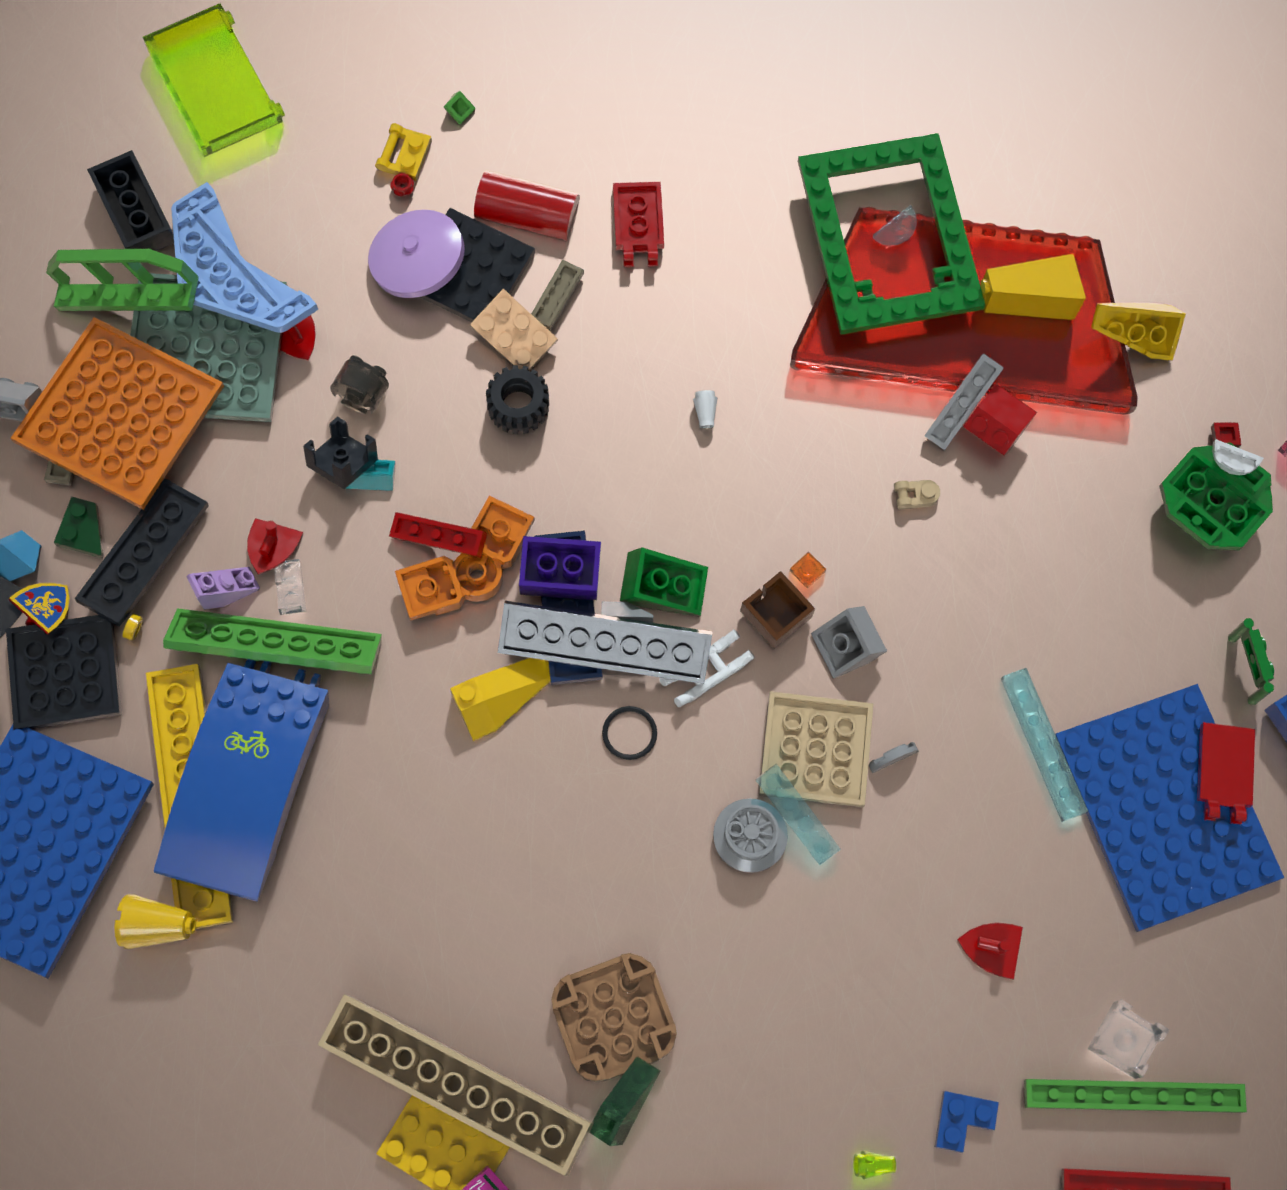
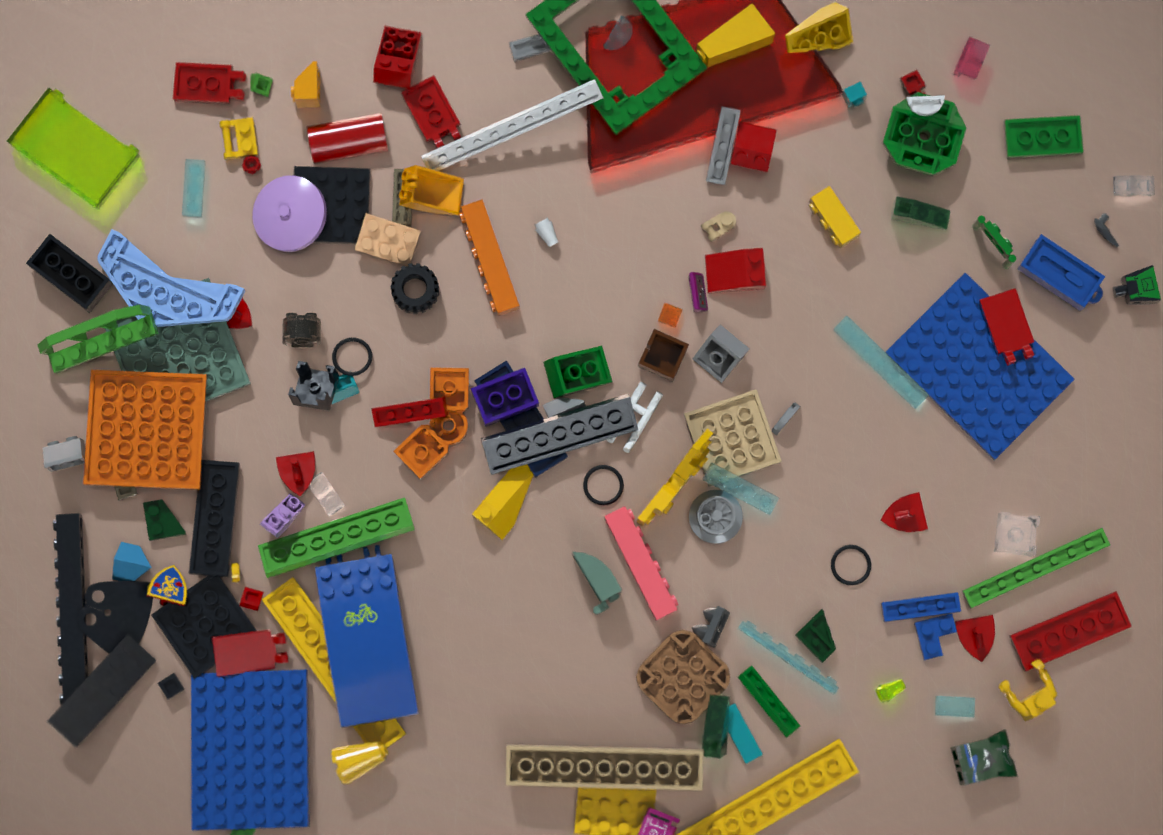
camera: 25 degrees left, 10 degrees up
(93, 727) = (247, 652): none -> red tile
(134, 666) = (251, 598): none -> red plate
(323, 180) = (193, 188): none -> clear light blue plate
(400, 79) = (207, 83): none -> red tile
(405, 424) = (357, 372): none -> black tyre
(509, 127) = (307, 87): none -> light orange slope
(568, 843) = (600, 579): none -> sand green piece
(592, 301) = (430, 191): none -> light orange piece
(624, 407) = (490, 258): none -> orange brick
(626, 145) = (397, 57): none -> red slope
(629, 849) = (640, 563): none -> coral brick
(653, 1131) = (742, 736): none -> teal tile
(677, 978) = (710, 633): none -> dark grey tile
(708, 1103) = (769, 701): none -> green plate
(723, 269) = (513, 126): none -> white plate
(737, 757) = (688, 467): none -> yellow plate
(767, 1067) = (782, 652): none -> clear light blue plate
(785, 201) = (528, 47): none -> light grey tile
(810, 1049) = (817, 637): none -> dark green wing
(854, 558) = (698, 292): none -> magenta slope
(913, 553) = (735, 270): none -> red slope
(919, 978) = (851, 582): none -> black tyre
(961, 1074) = (921, 607): none -> blue plate
(1018, 1148) = (977, 635): none -> red shield
(1062, 546) = (834, 217): none -> yellow brick
(1149, 417) = (854, 94): none -> teal plate
(1170, 587) = (919, 213): none -> clear green slope

